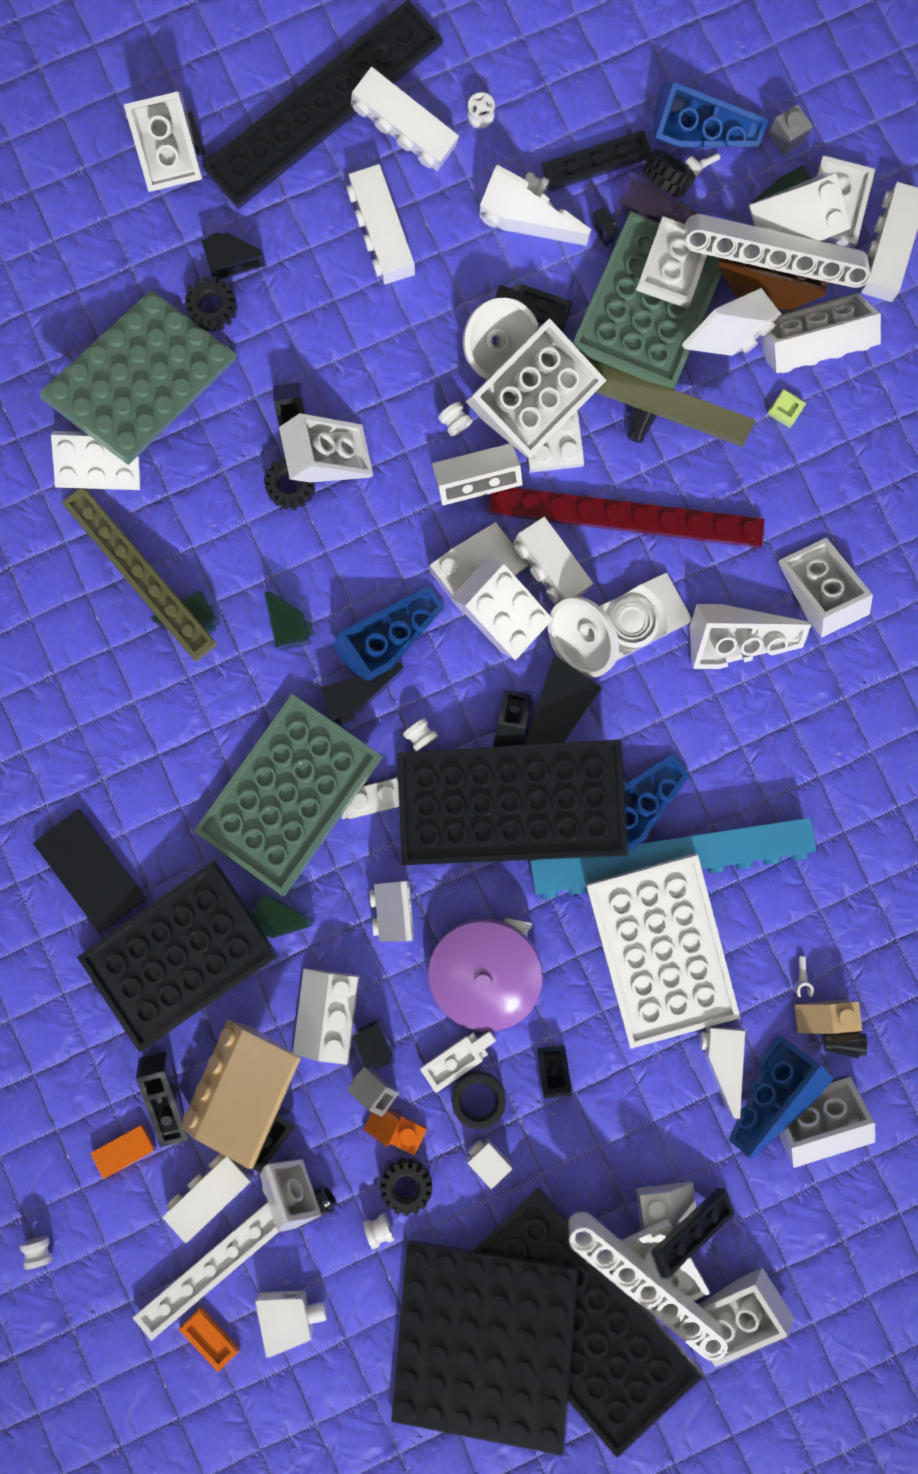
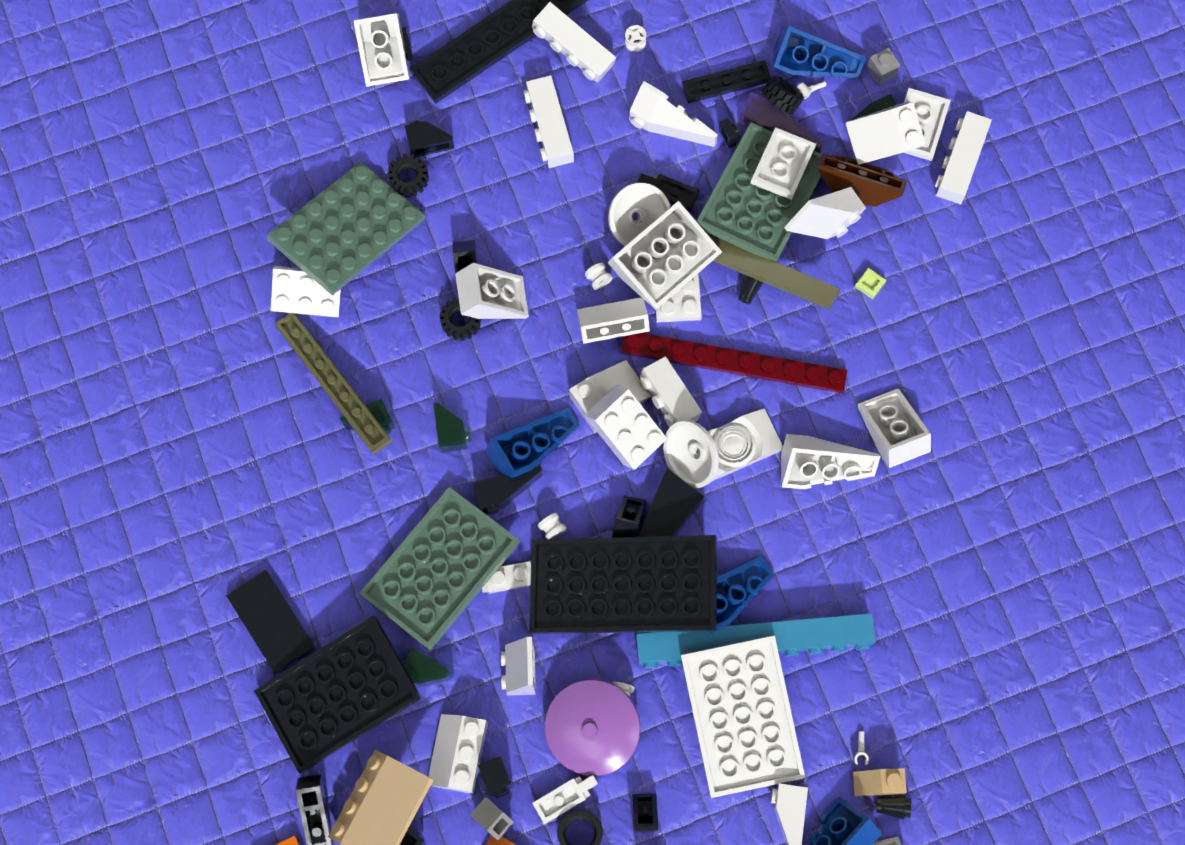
camera: 10 degrees right, 10 degrees down
(536, 184) = (676, 98): white wheel -> none
(768, 241) = (856, 154): white beam -> none
(821, 333) = (900, 225): white slope -> none

